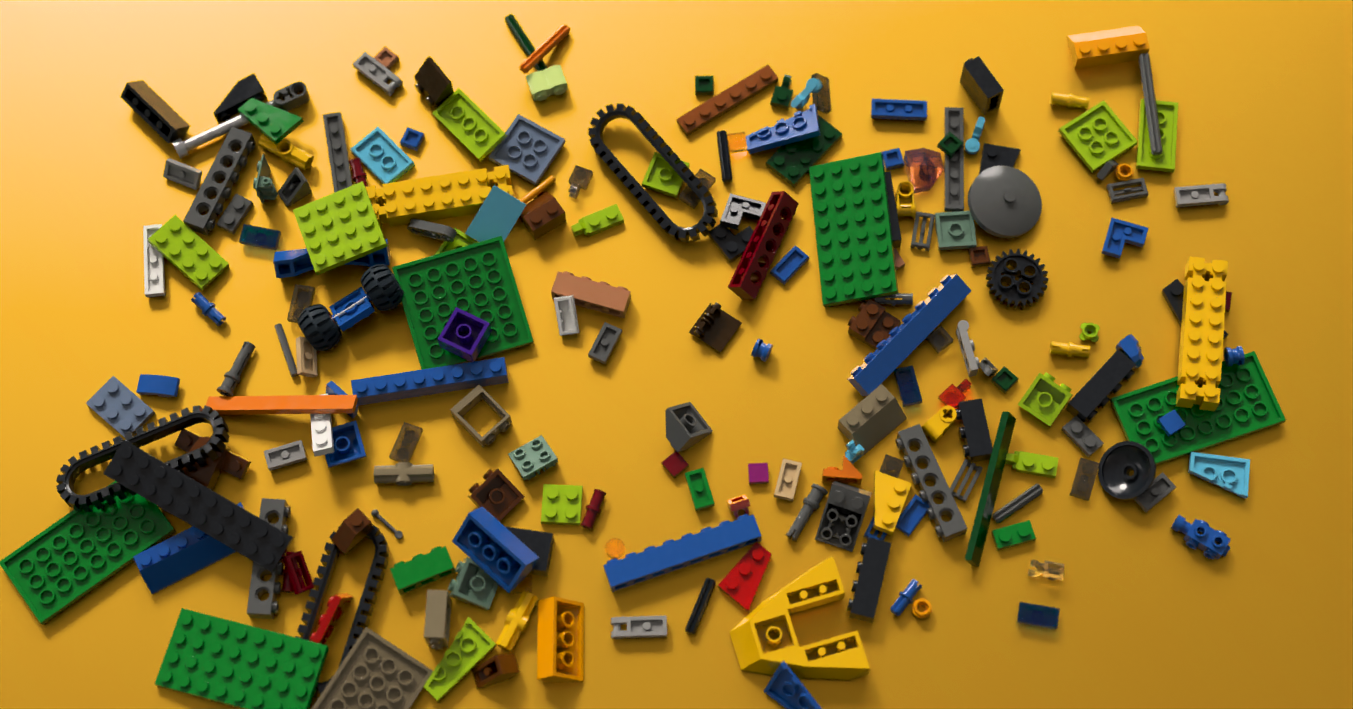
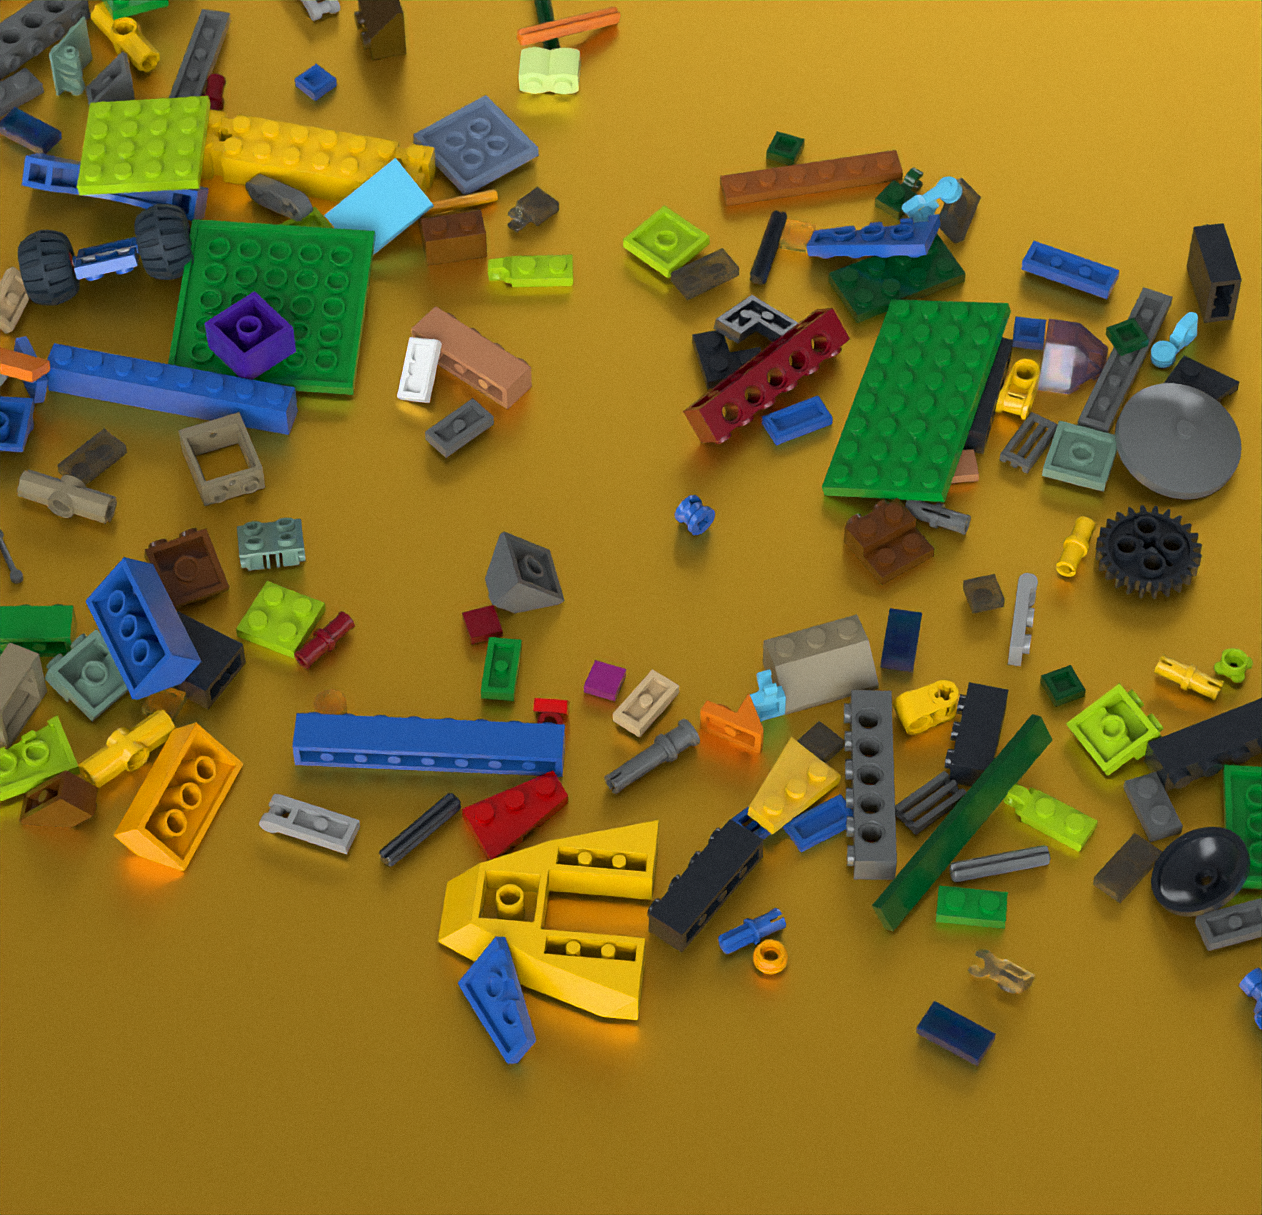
camera: 20 degrees right, 15 degrees down
(301, 299) = (44, 219): clear smoke plate -> none
(382, 156) = (261, 87): medium azure tile -> none
(469, 124) = (407, 85): lime plate -> none
(672, 159) = (709, 290): black piece -> none
(715, 327) = (639, 462): dark brown hinge -> none
(843, 515) = (708, 781): dark grey slope -> none
(909, 334) = (938, 567): blue brick -> none
(954, 395) = (969, 671): clear red plate -> none
(976, 289) = (1075, 546): none -> yellow pin
(979, 256) = (1103, 504): reddish brown tile -> none
(987, 367) = (1043, 657): dark grey tile -> none

